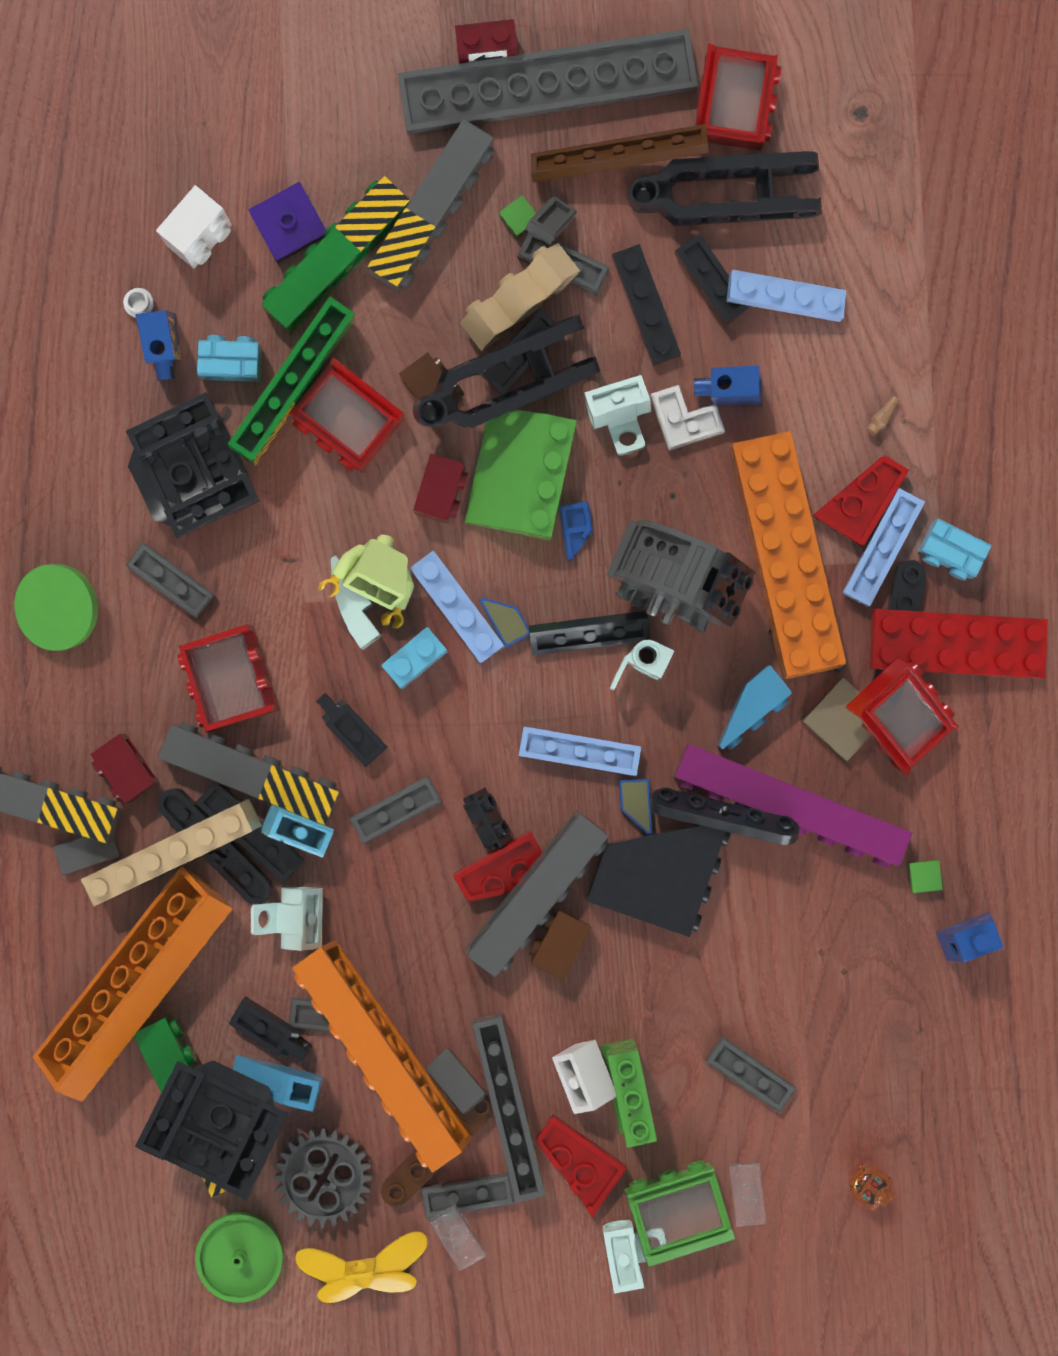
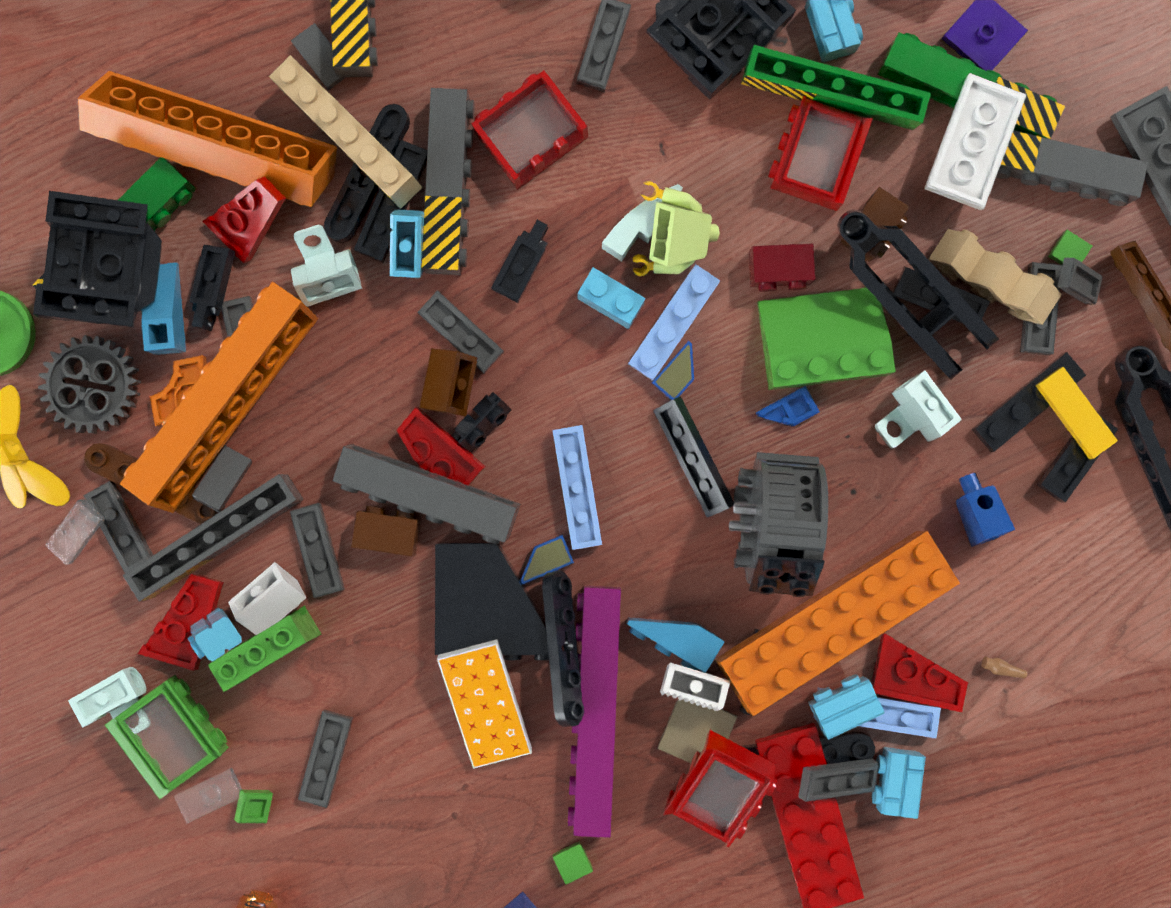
camera: 75 degrees right, 0 degrees up
(123, 768) = (410, 61): dark red brick -> none
(220, 973) = (247, 218): none -> red wing
(364, 1102) = (184, 375): none -> orange tile
(389, 270) = (975, 141): none -> white tile
(440, 837) = (448, 382): none -> reddish brown brick
(553, 1015) = (317, 550): none -> dark grey tile
(601, 1135) = (213, 635): none -> medium azure brick
(655, 670) = (680, 531): light aqua piece -> none
(671, 267) = (1076, 413): none -> yellow tile
(681, 426) = (923, 477): white tile -> none
(750, 906) = (484, 703): none -> light orange tile
(771, 1155) = (253, 806): none -> bright green tile
(786, 295) = (1088, 533): light blue plate -> none
(801, 707) = (695, 687): none -> white brick
(866, 575) = (845, 706): none -> medium azure brick
(931, 605) = (838, 779): none -> dark grey tile

